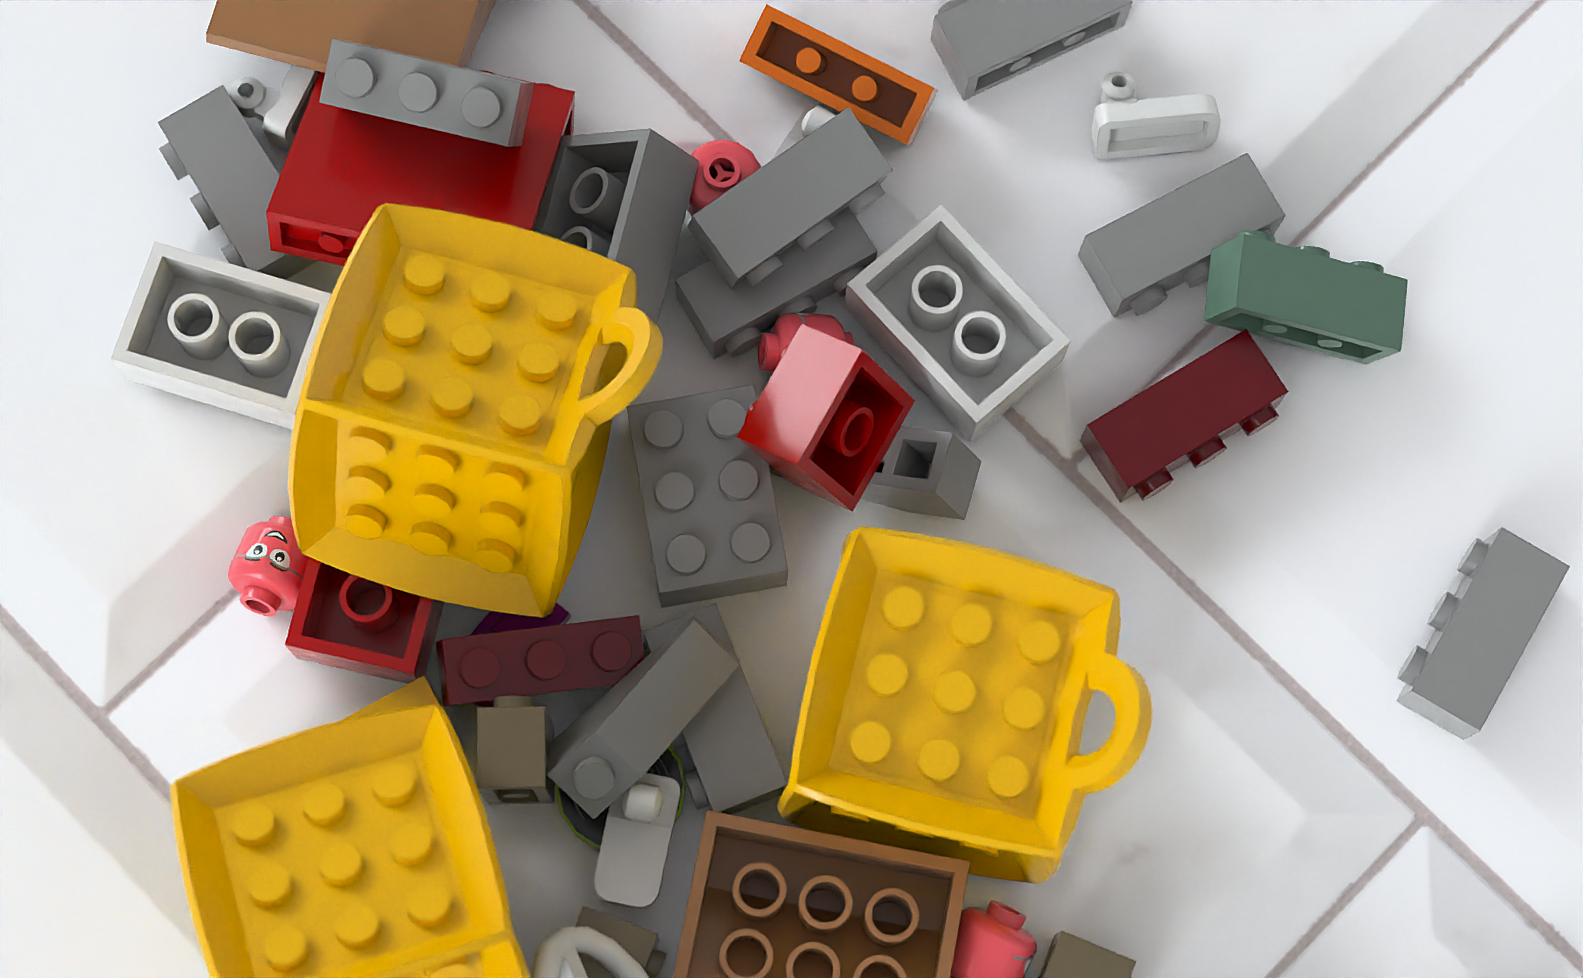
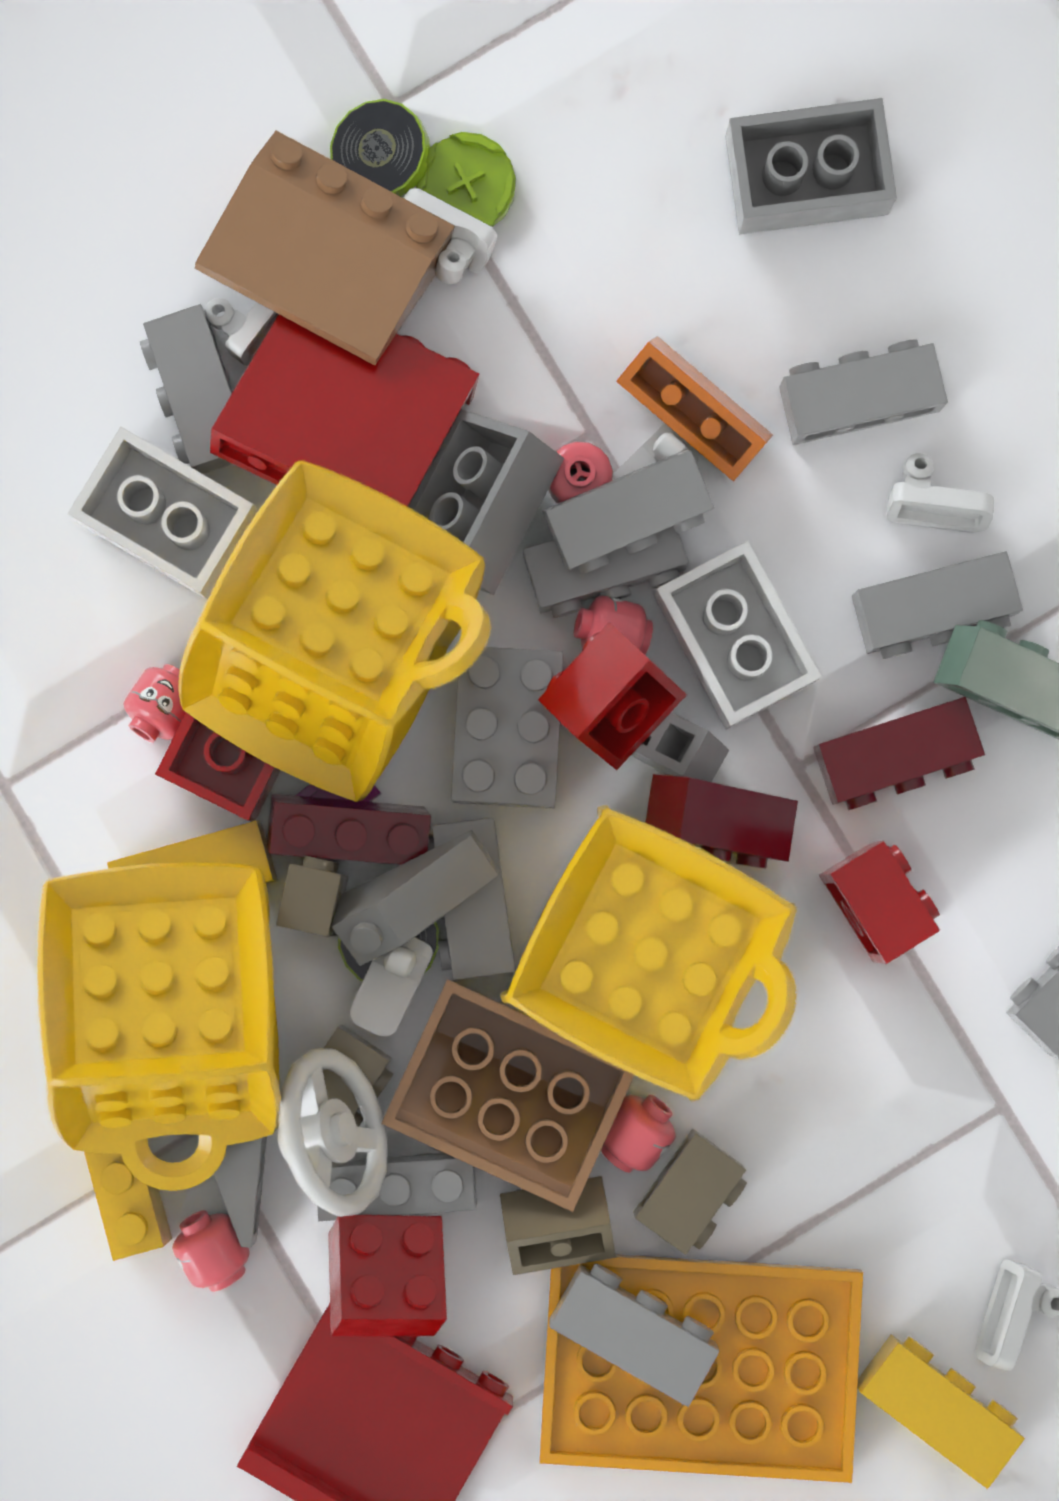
camera: 20 degrees right, 10 degrees up
(426, 93) = (358, 359): light grey brick -> none
(1001, 519) = (723, 819): none -> dark red brick
(1211, 591) = (881, 901): none -> red brick

